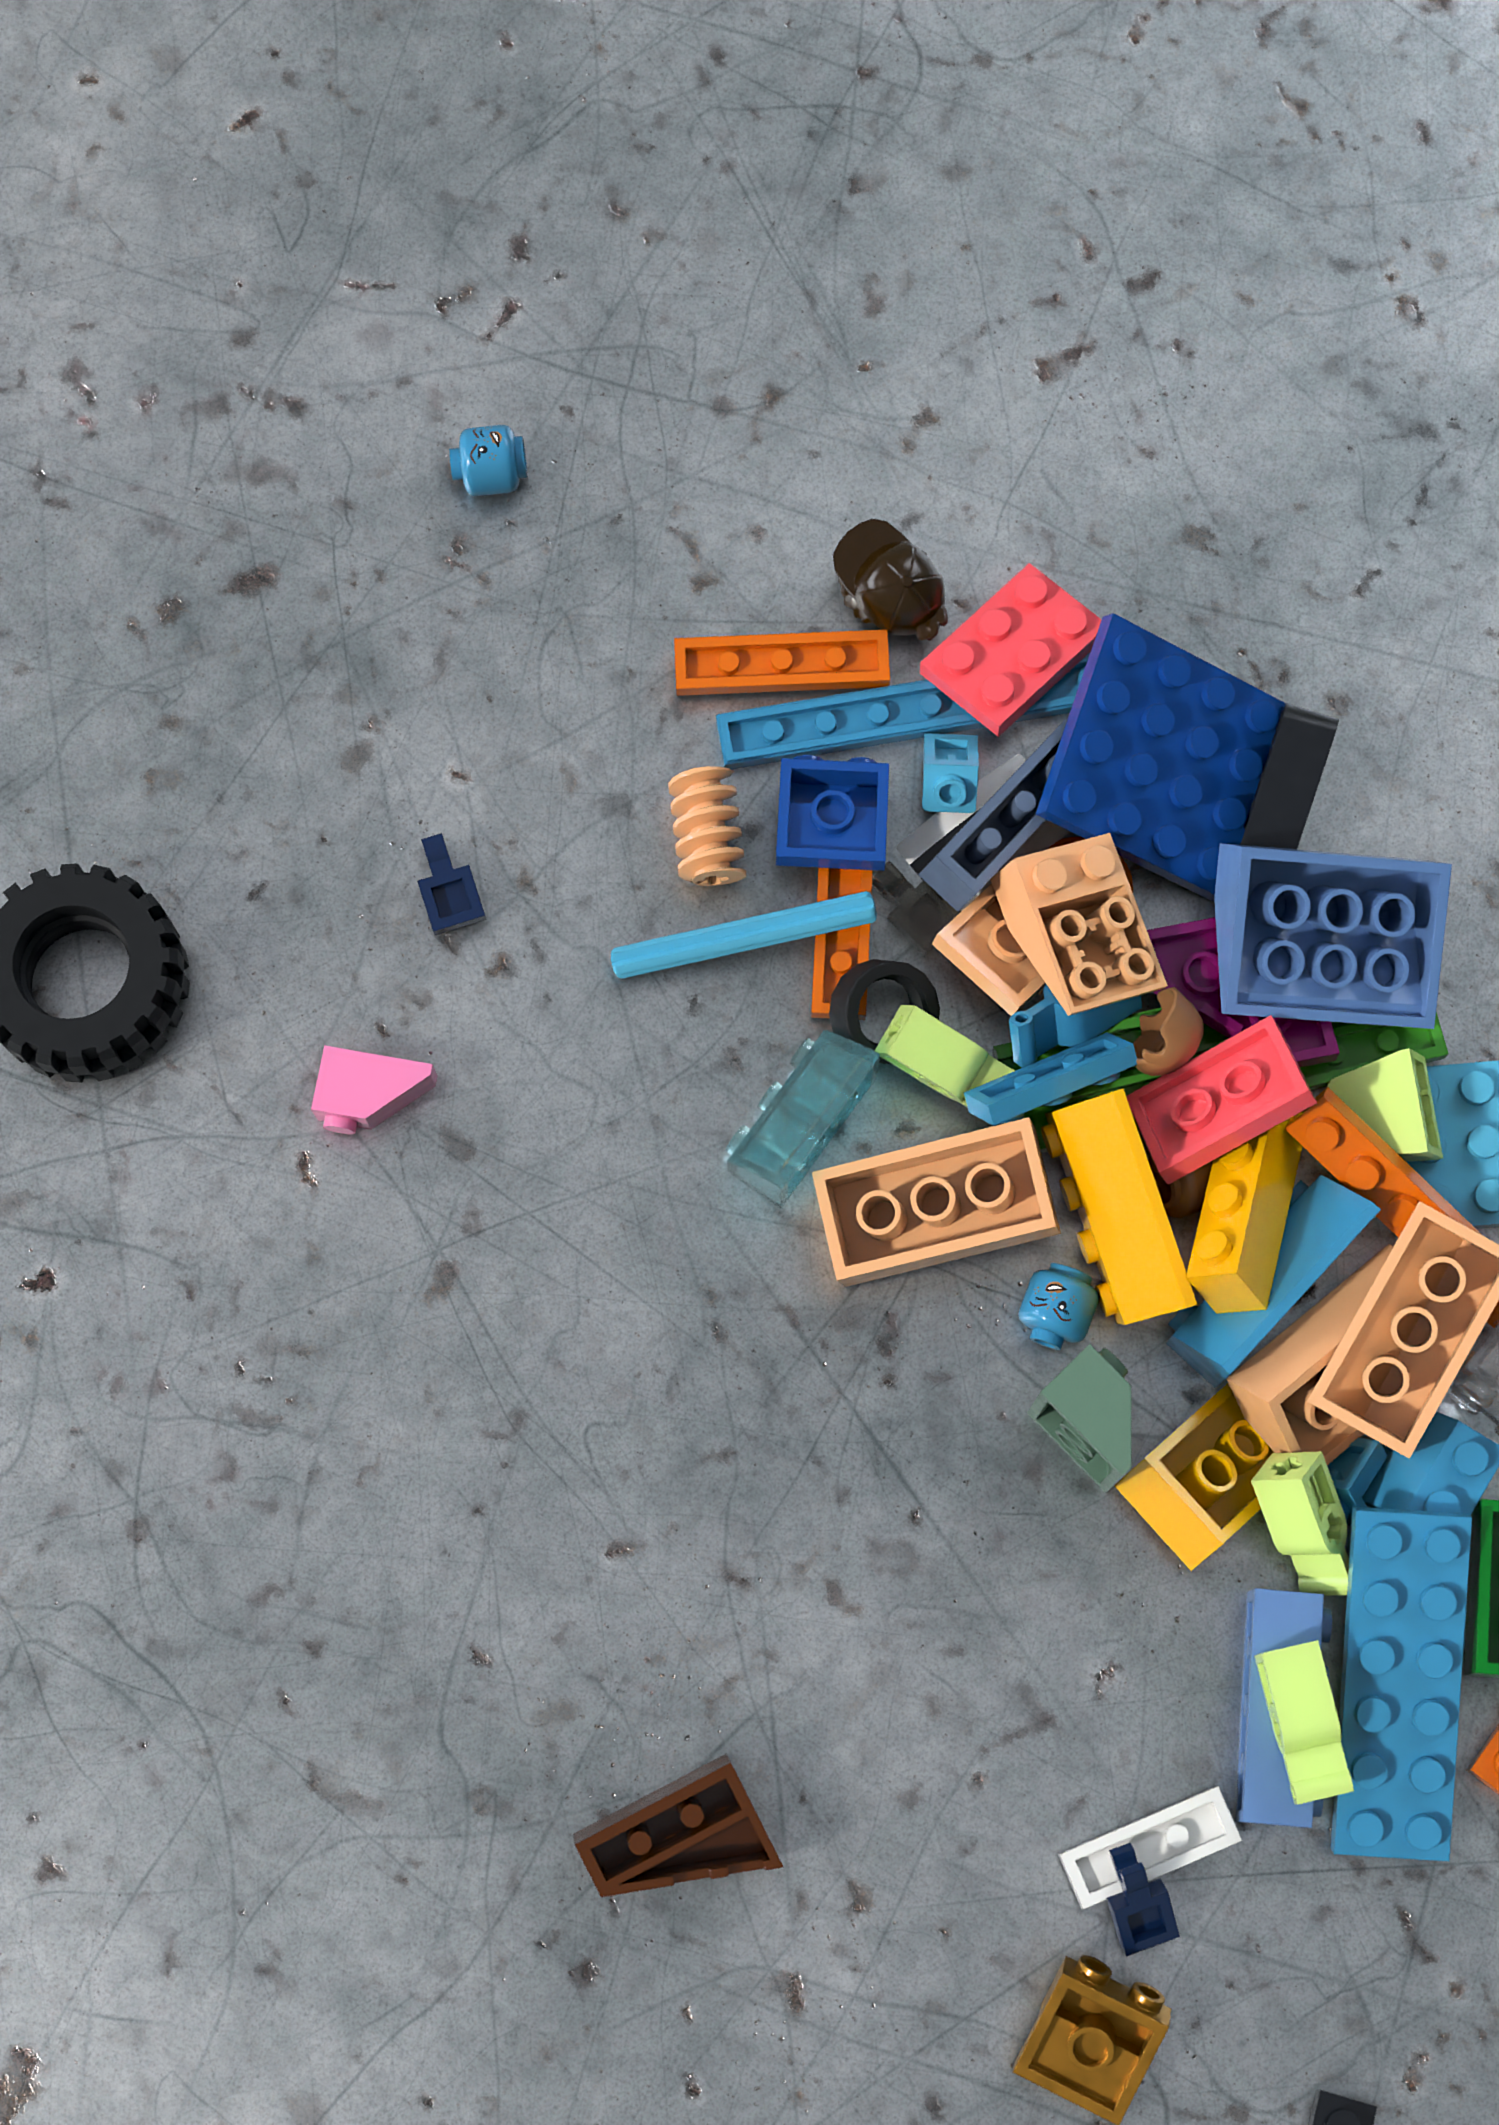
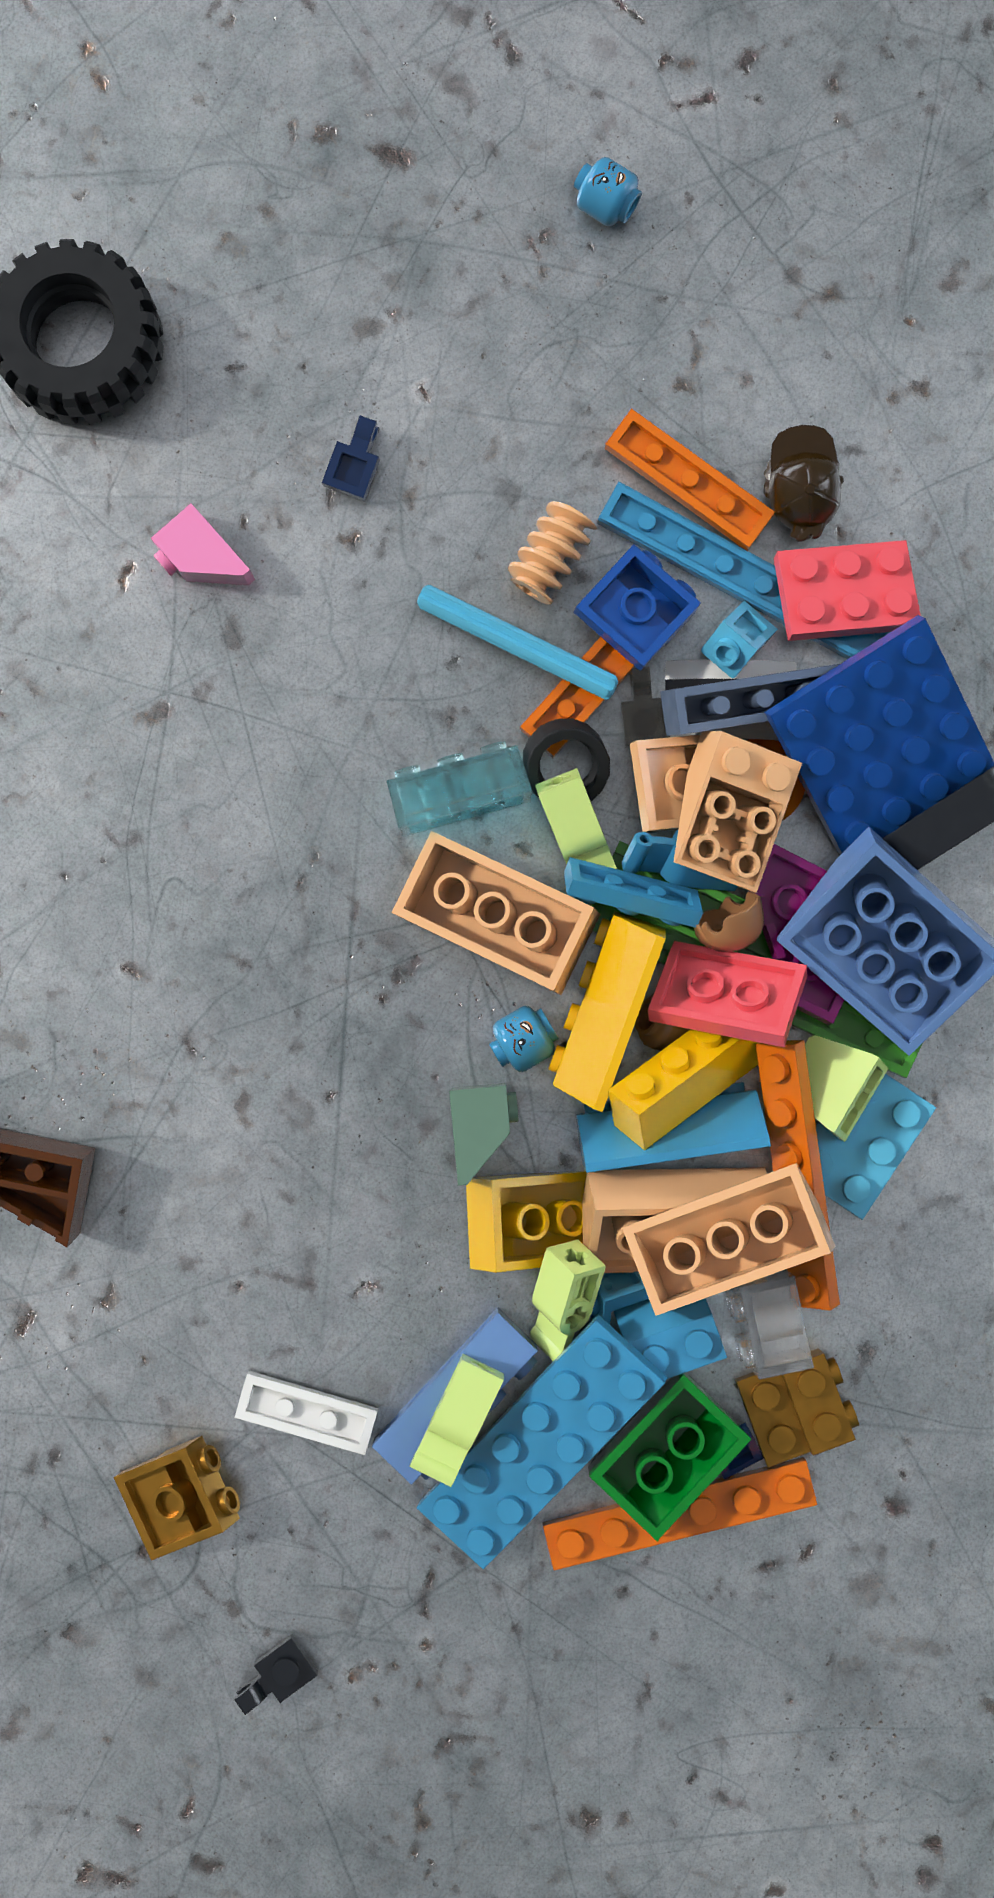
camera: 40 degrees right, 10 degrees up
(1143, 1909) = (268, 1446): dark blue plate -> none

